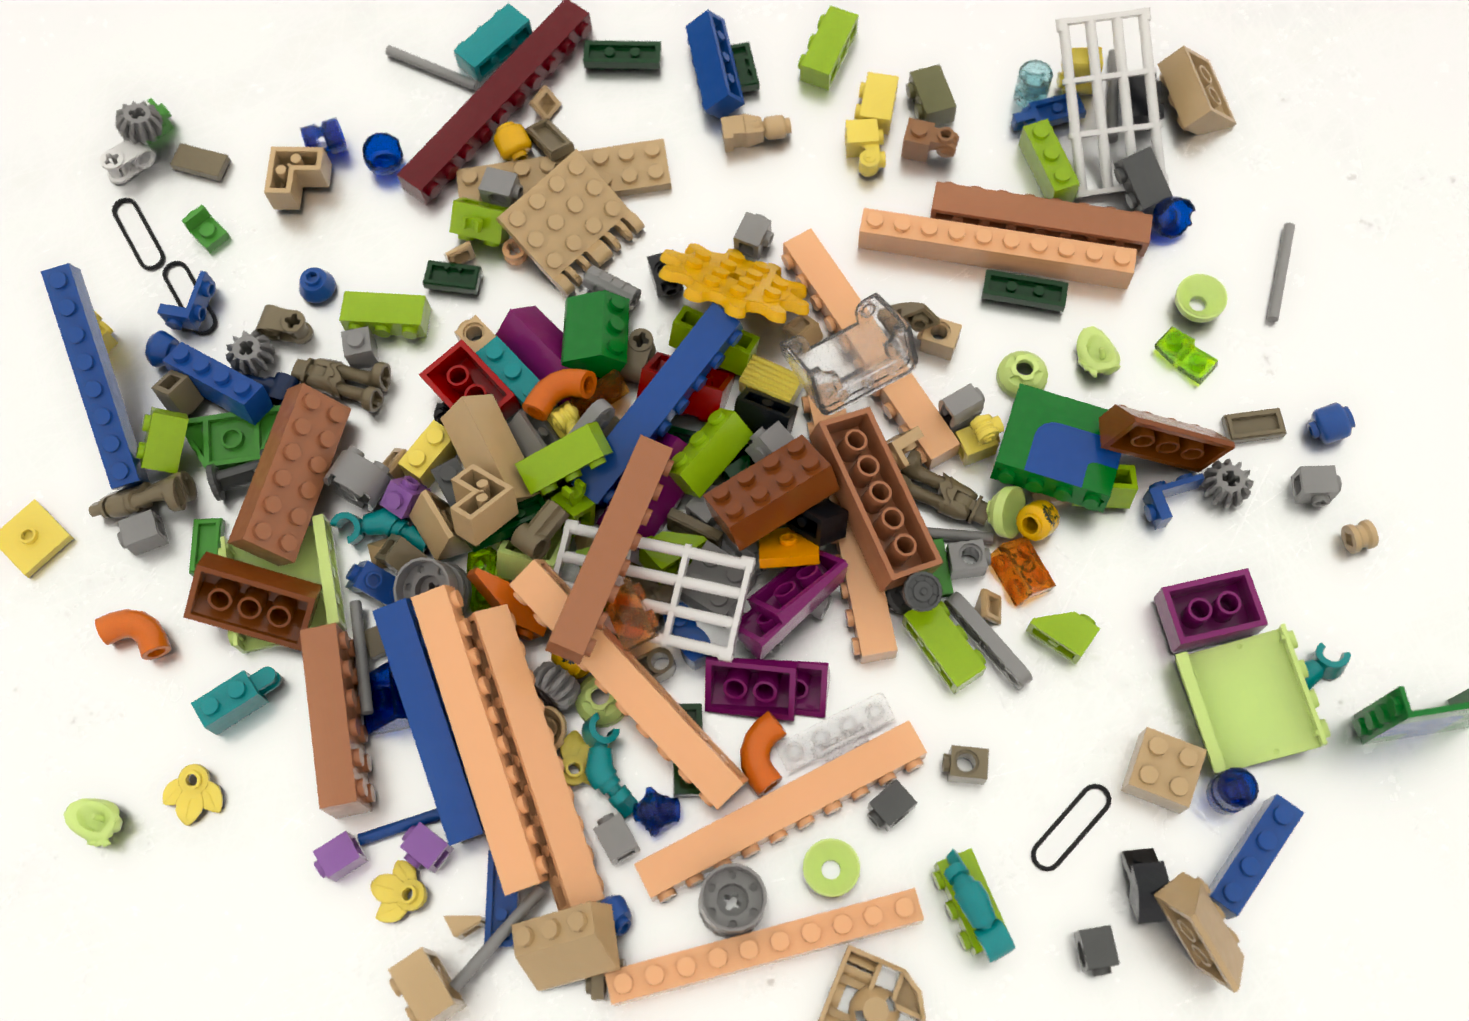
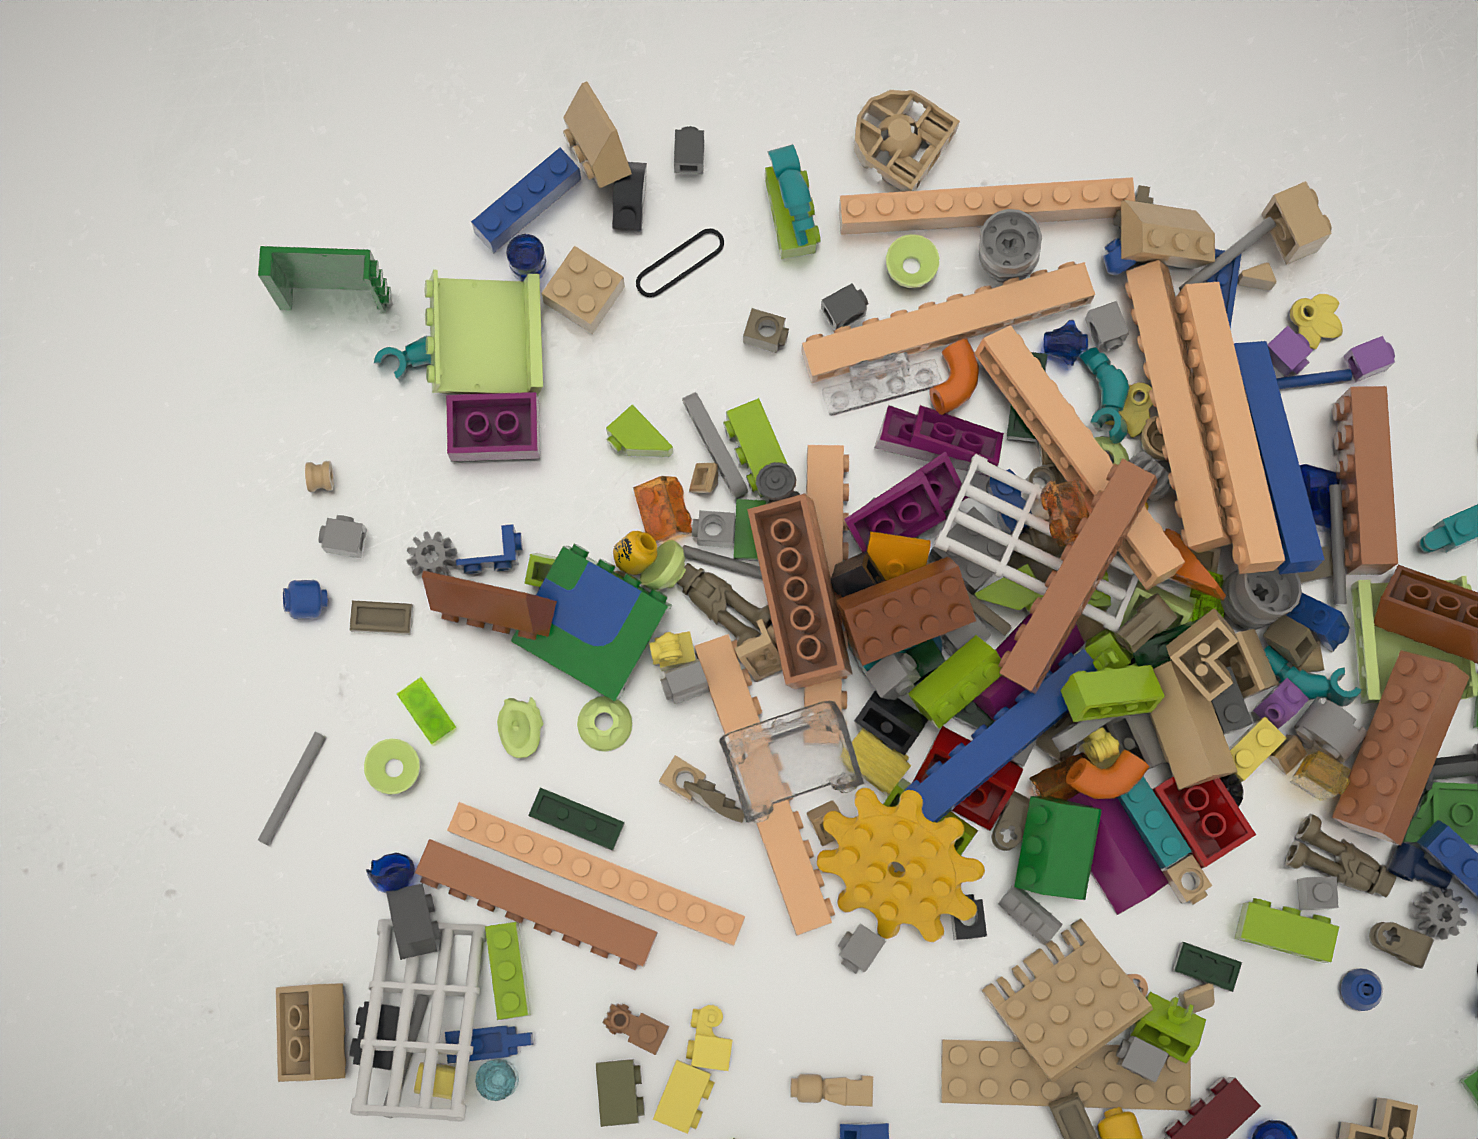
camera: 175 degrees left, 10 degrees up
(364, 435) = (1321, 776): none -> clear yellow brick

